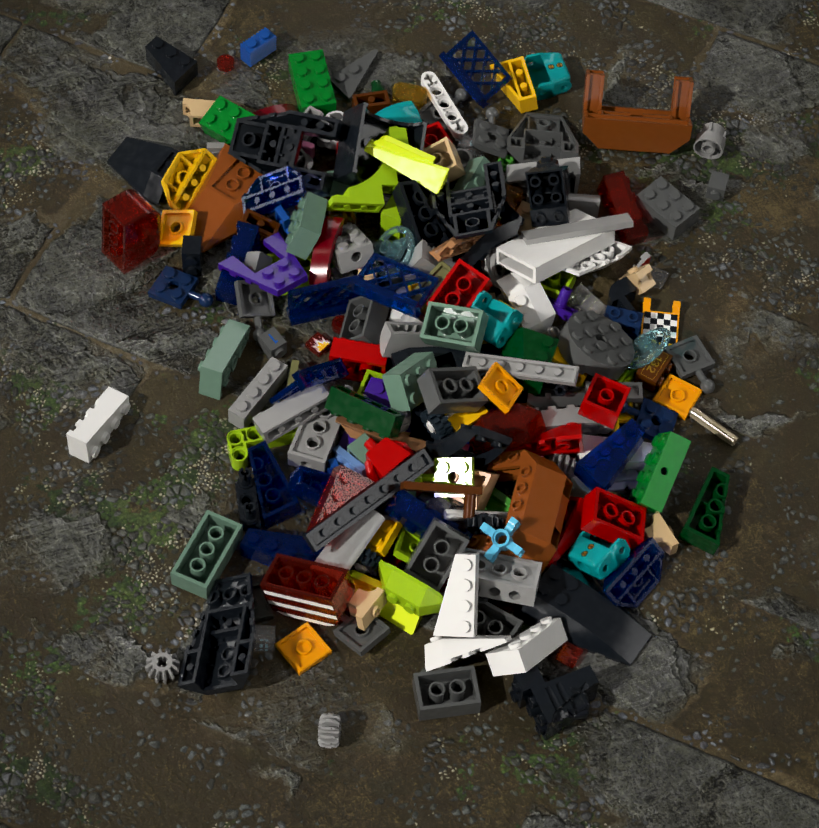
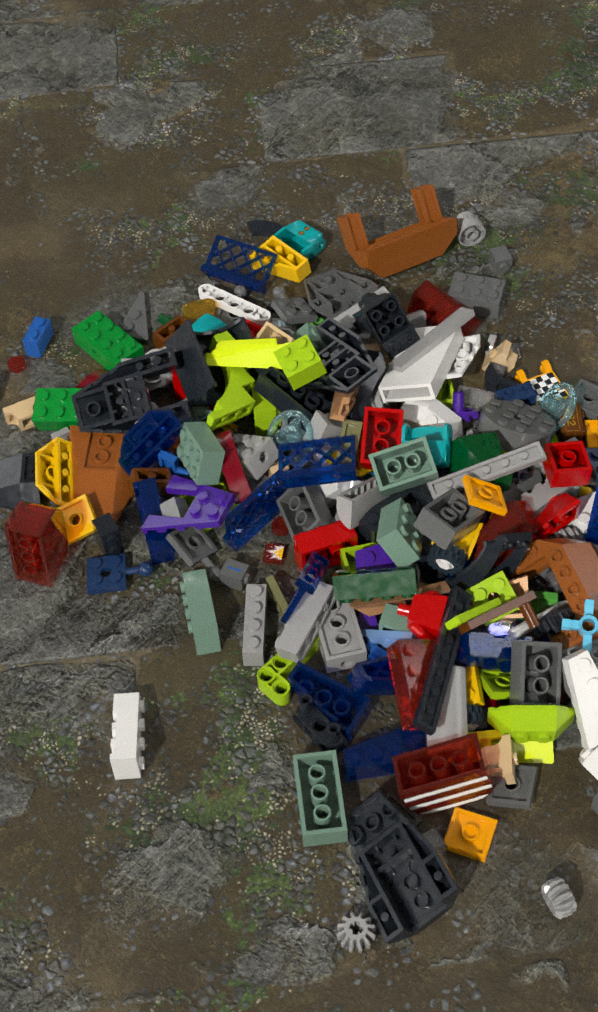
camera: 25 degrees left, 5 degrees down
(400, 476) = (473, 613): none -> lime tile
(437, 190) = (300, 362): none -> lime brick
(528, 43) = (263, 228): none -> black tile

